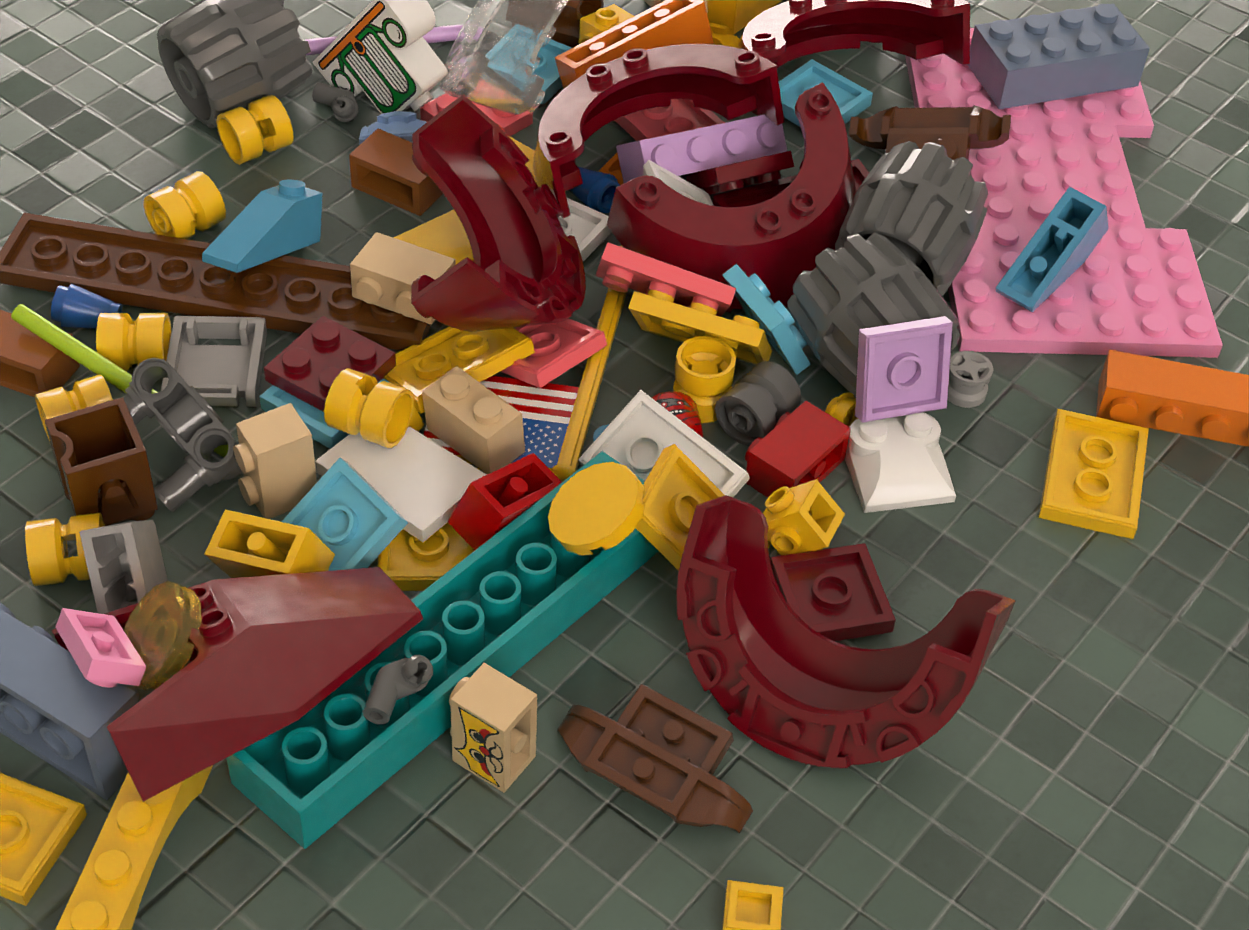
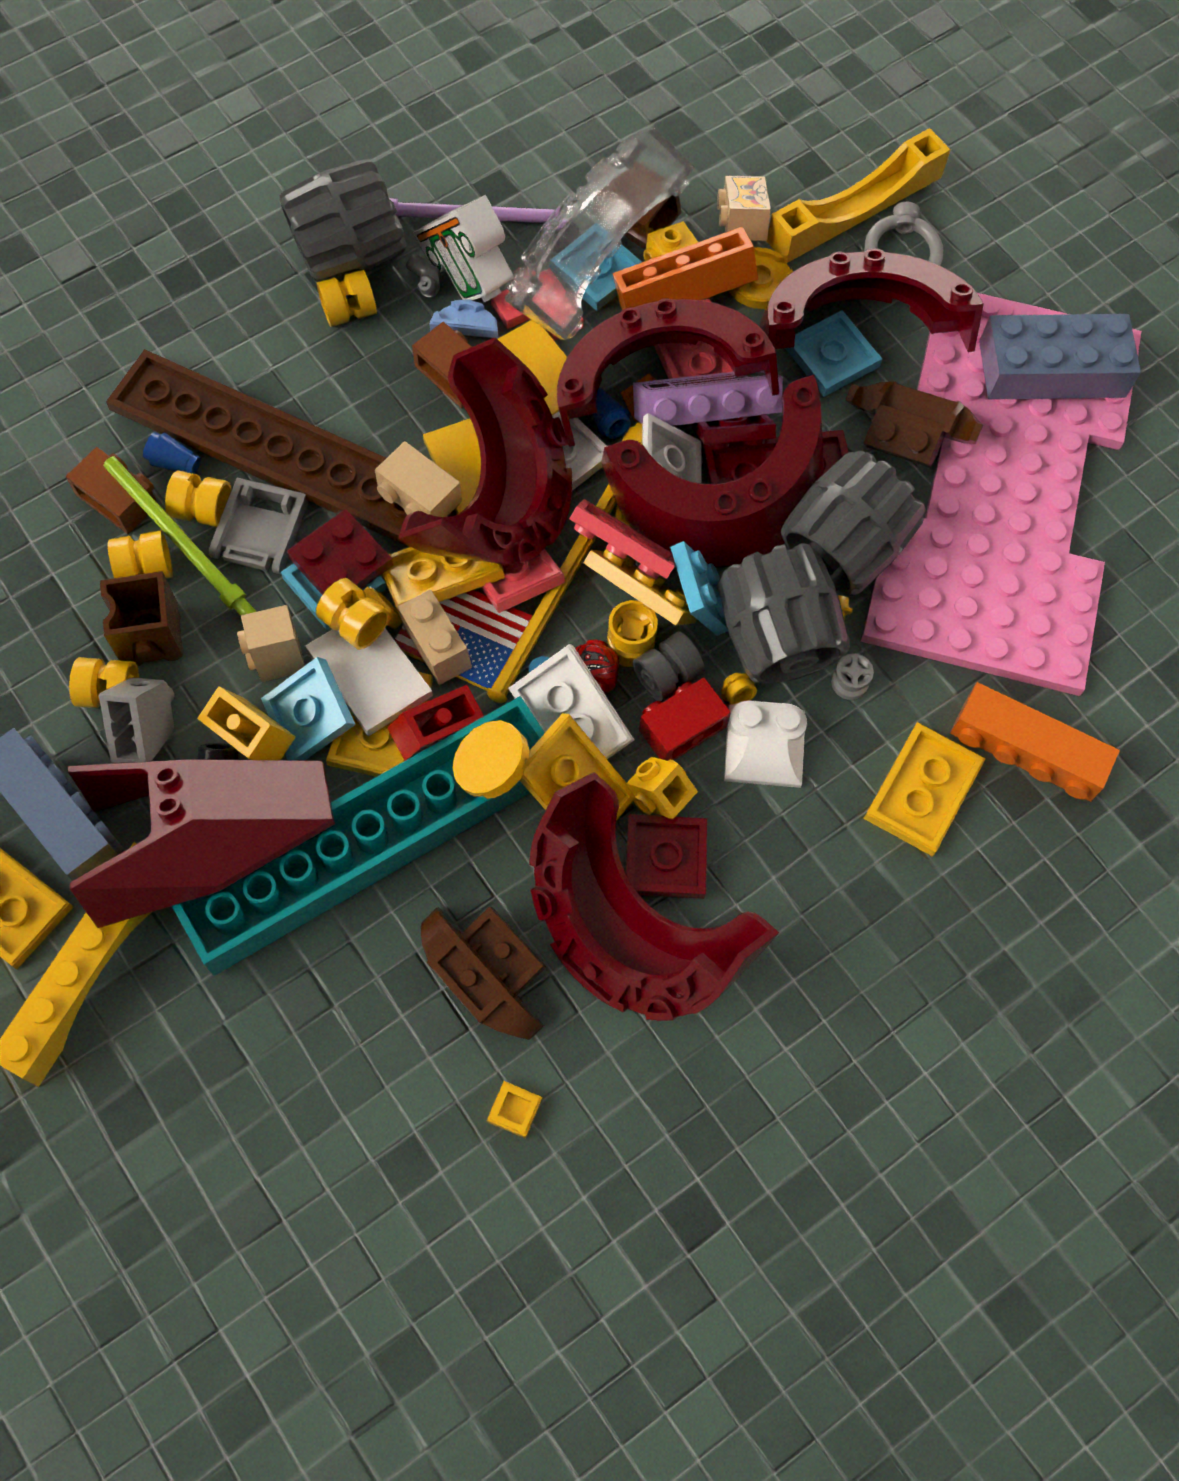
camera: 15 degrees right, 20 degrees up
(100, 648) = (88, 803): bright pink plate -> none
(161, 631) = (129, 803): clear yellow tile -> none
(186, 207) = (270, 371): yellow wheel -> none
(191, 425) = (214, 592): dark grey piece -> none
(269, 227) = (325, 411): dark azure slope -> none
(395, 682) = (297, 875): dark grey arm -> none
(493, 726) = (365, 919): tan brick -> none
(903, 368) = (784, 677): lavender tile -> none
(1055, 250) = (968, 573): dark azure slope -> none

